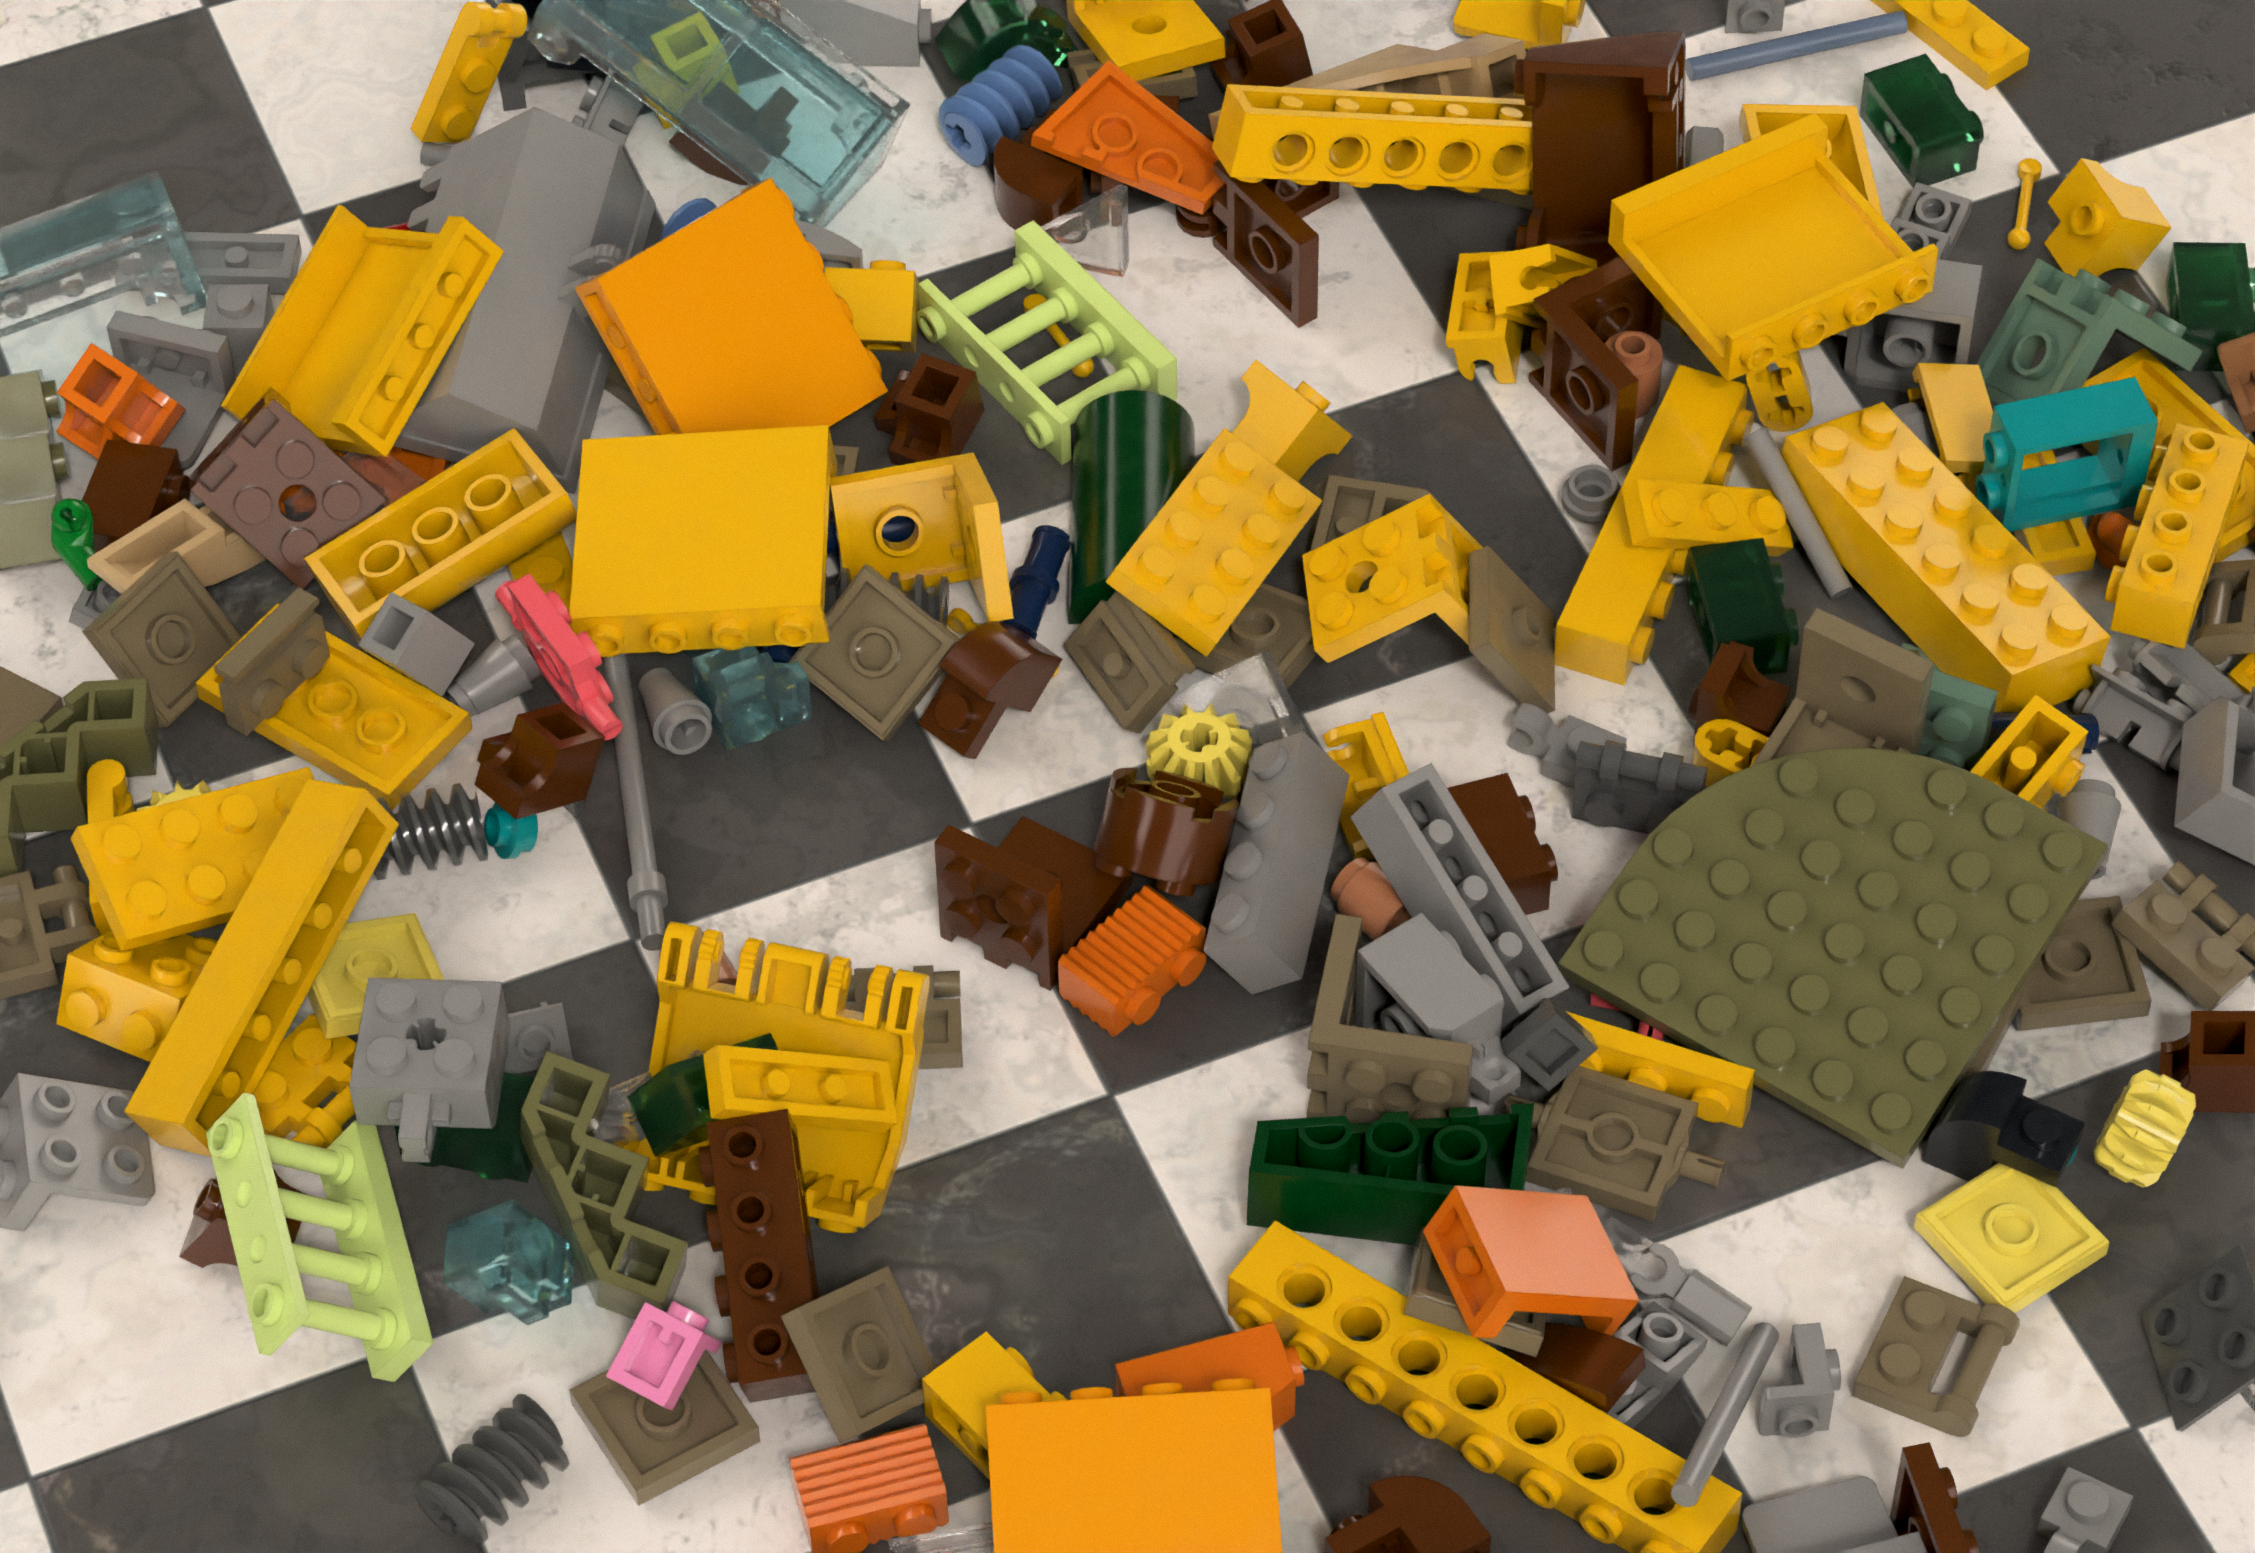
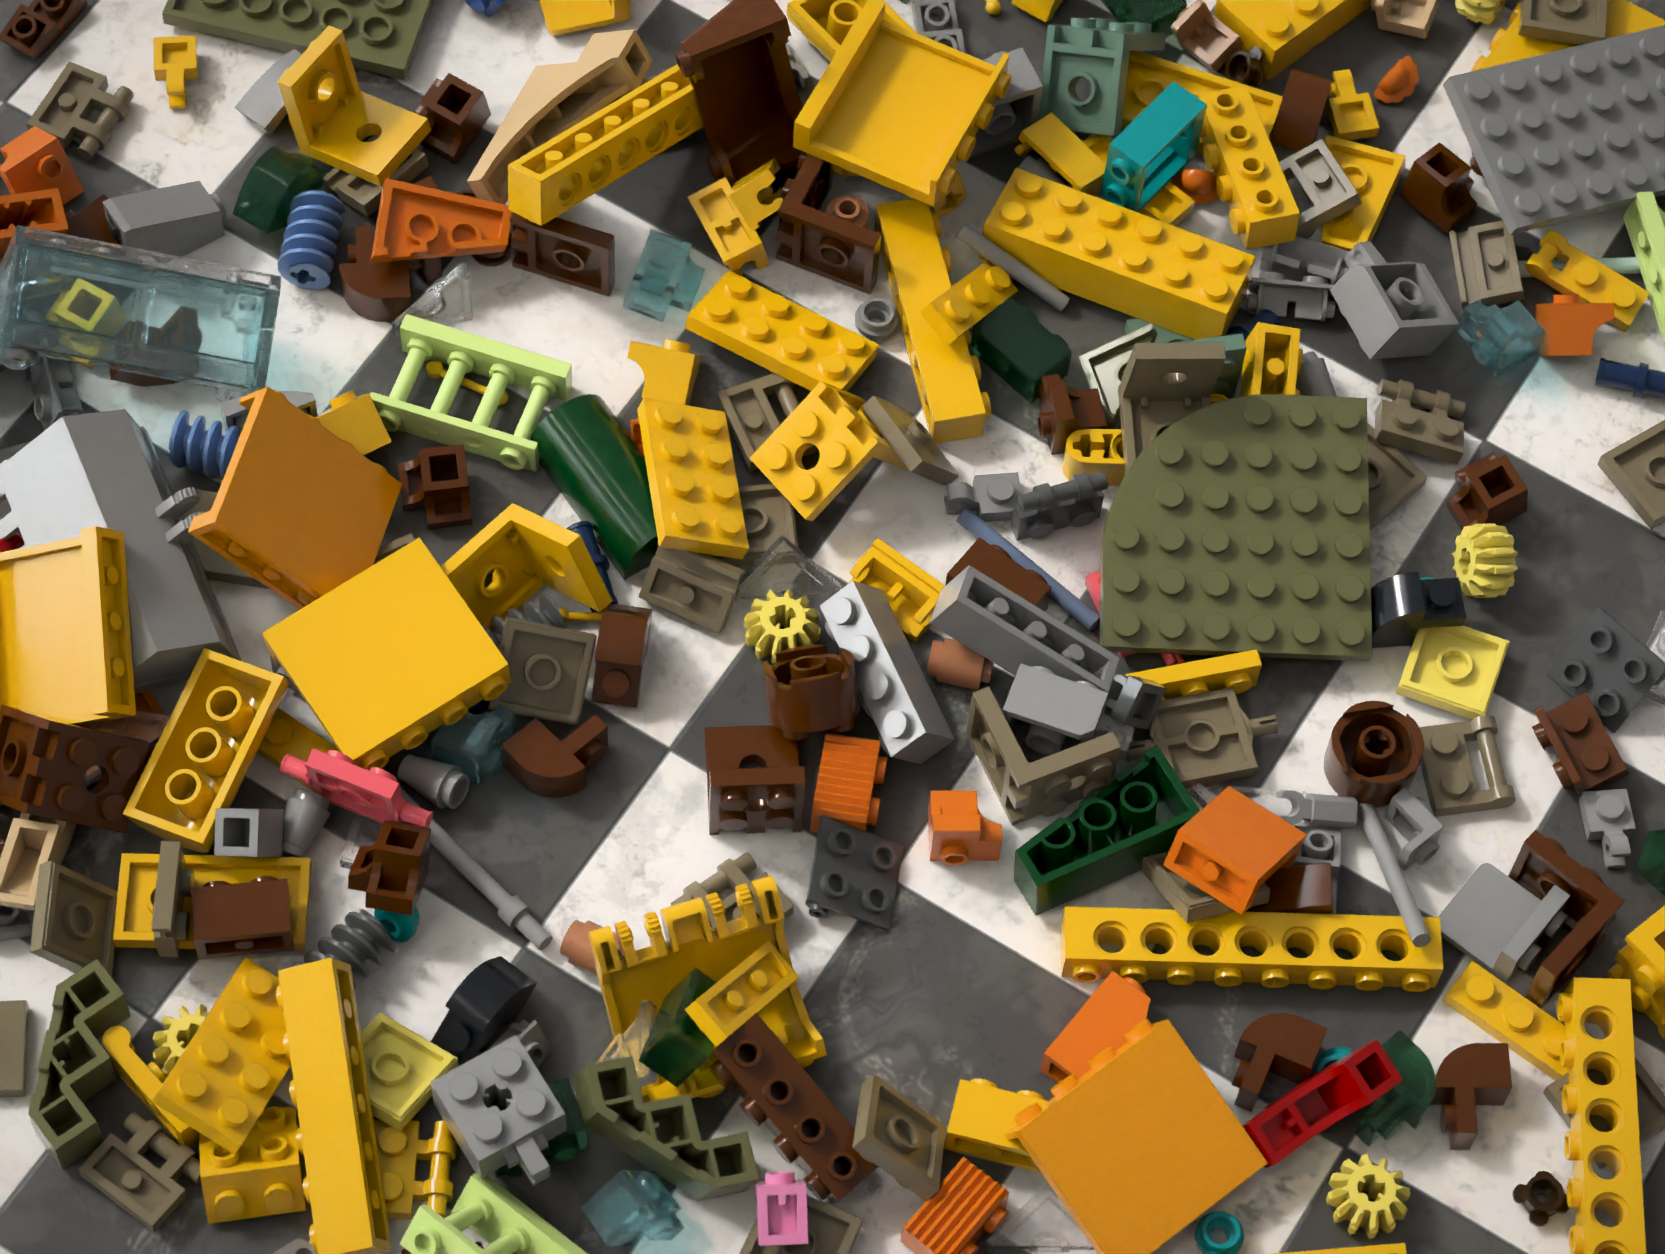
camera: 40 degrees left, 10 degrees up
(335, 725) = (242, 918): none -> reddish brown brick
(532, 954) = (480, 1005): none -> black brick
(817, 765) = (553, 766): none -> reddish brown brick
(1063, 1059) = (853, 874): none -> dark grey hinge
(1226, 1075) = (959, 830): none -> orange brick
(1366, 327) = (663, 277): none -> clear light blue brick
(1458, 453) = (780, 334): none -> yellow plate
(1551, 832) = (1058, 594): none -> sand blue bar
(1813, 1264) = (1373, 753): none -> reddish brown brick
(2105, 1409) = (1581, 744): none -> reddish brown bracket

